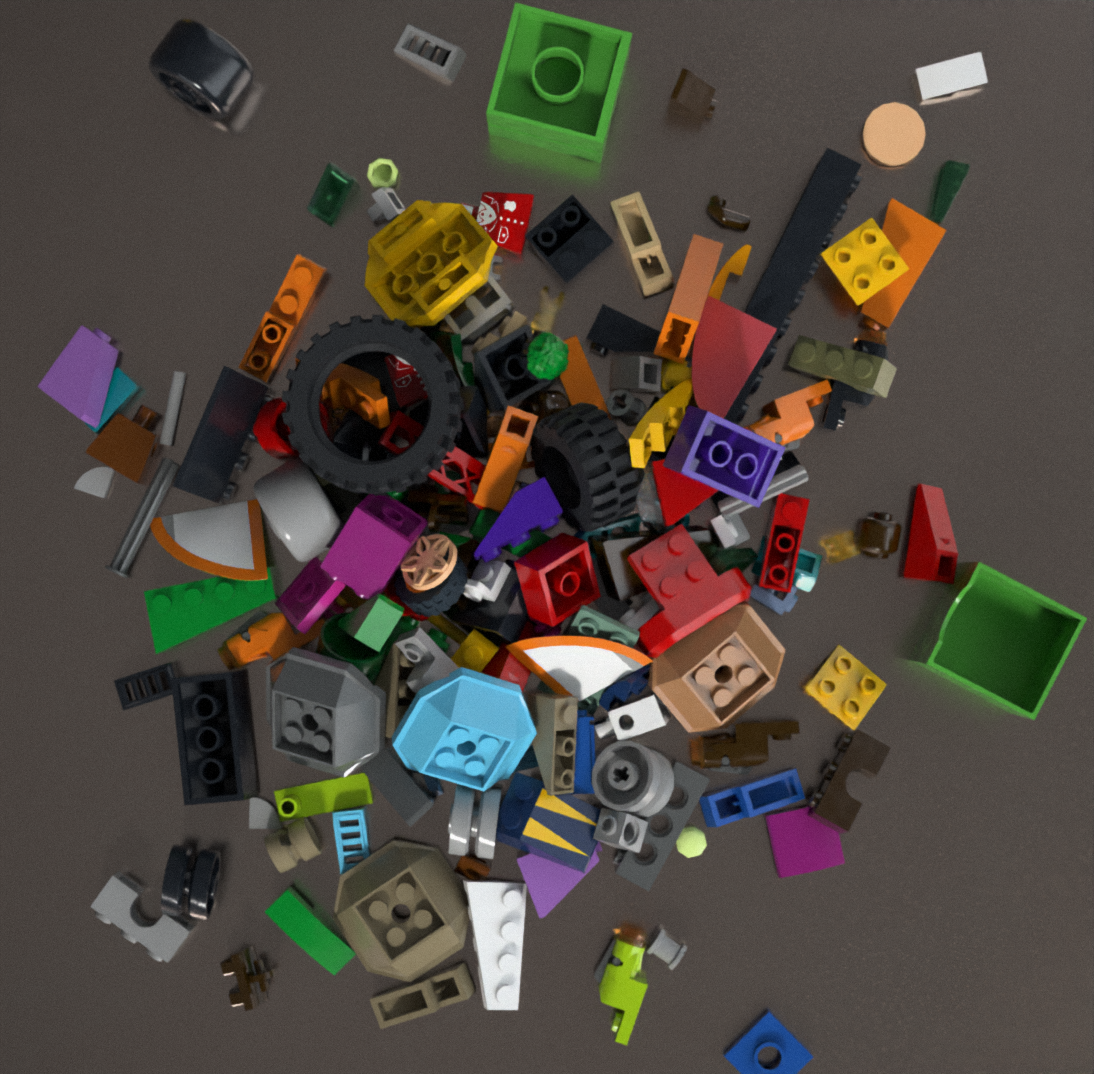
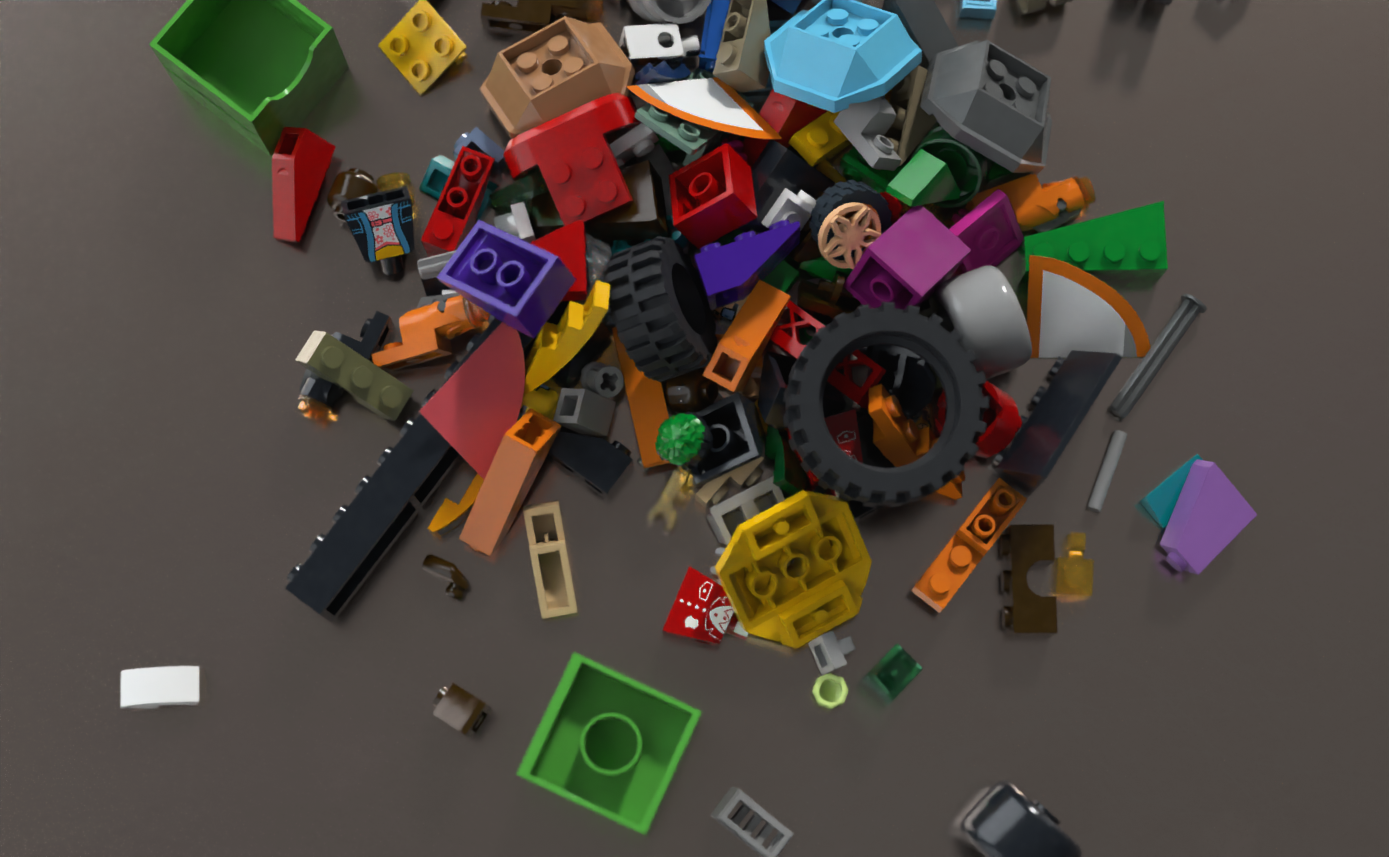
camera: 175 degrees left, 10 degrees down
(96, 481) = (1203, 405): light grey tile -> none
(128, 444) = (1163, 436): reddish brown torso -> none
(170, 671) = (1152, 192): black slope -> none
(188, 314) = (1074, 573): none -> clear yellow plate
(214, 737) = (1111, 107): black slope -> none
(225, 269) = (1025, 611): none -> dark brown arch
(263, 815) = (1069, 25): light grey tile -> none
(323, 796) = (1008, 32): lime piece -> none
(569, 241) = (630, 571): black slope -> none
(847, 506) = (382, 226): none -> torso
(864, 261) = (304, 481): yellow hinge -> none
(893, 134) = (240, 634): light nougat tile -> none
(915, 242) = (268, 485): orange slope -> none
(948, 185) = (193, 559): clear green slope -> none

